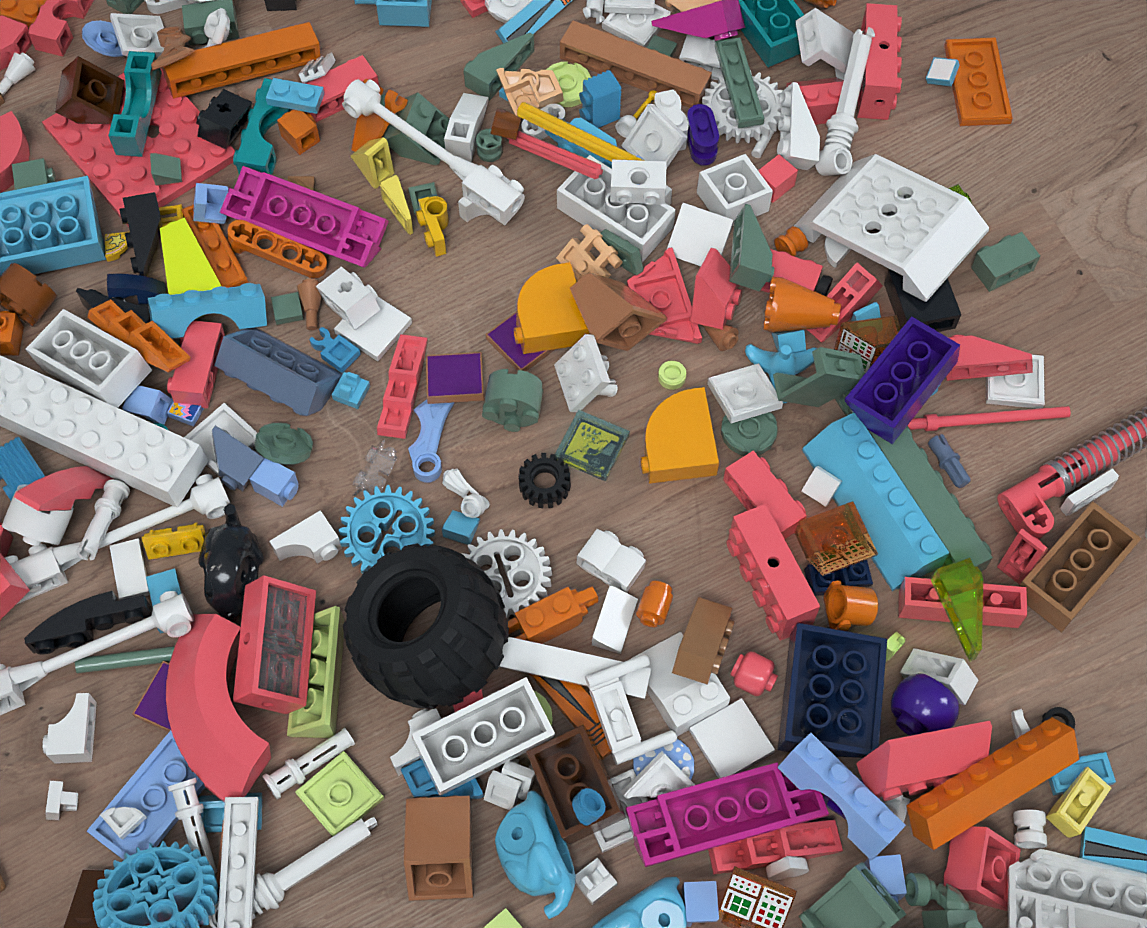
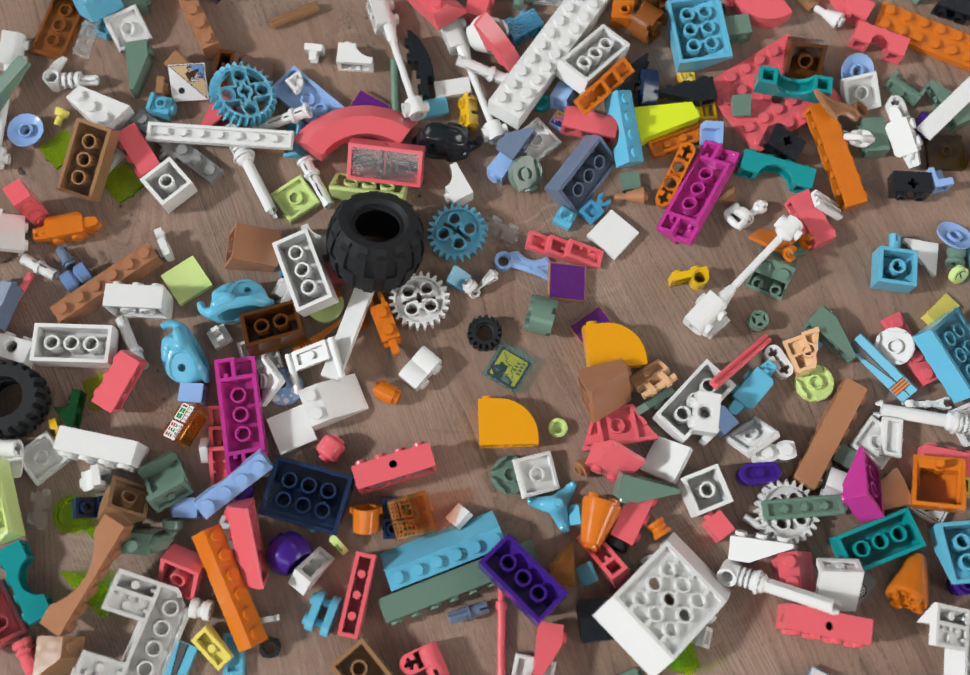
camera: 95 degrees right, 10 degrees up
(295, 95) = (798, 187): medium azure plate -> none
(298, 130) = (775, 192): orange brick -> none
(336, 164) = (744, 215): none -> white piece
(349, 297) = (630, 216): white brick -> none
(374, 161) = (742, 239): light yellow slope -> none
(395, 200) = (711, 254): light yellow slope -> none
(419, 192) = (717, 274): sand green slope -> none
(465, 125) = (775, 304): white slope -> none
(505, 124) = (773, 331): dark orange slope -> none
(573, 134) = (749, 384): yellow axle -> none
(584, 374) = (558, 362): white plate -> none
(588, 806) = (249, 327): dark azure tile -> none
(600, 99) = (790, 400): dark azure brick -> none
(614, 620) = (381, 366): white slope -> none
(627, 122) = (774, 422): white hinge -> none
(704, 641) = (351, 415): medium nougat brick -> none
(756, 485) = (454, 476): coral brick -> none
(834, 376) = (532, 522): sand green panel -> none
(961, 595) = (352, 588): clear neon green slope -> none
(1006, 664) = (311, 618): none -> medium azure brick
(1022, 556) = (385, 648): coral slope -> none

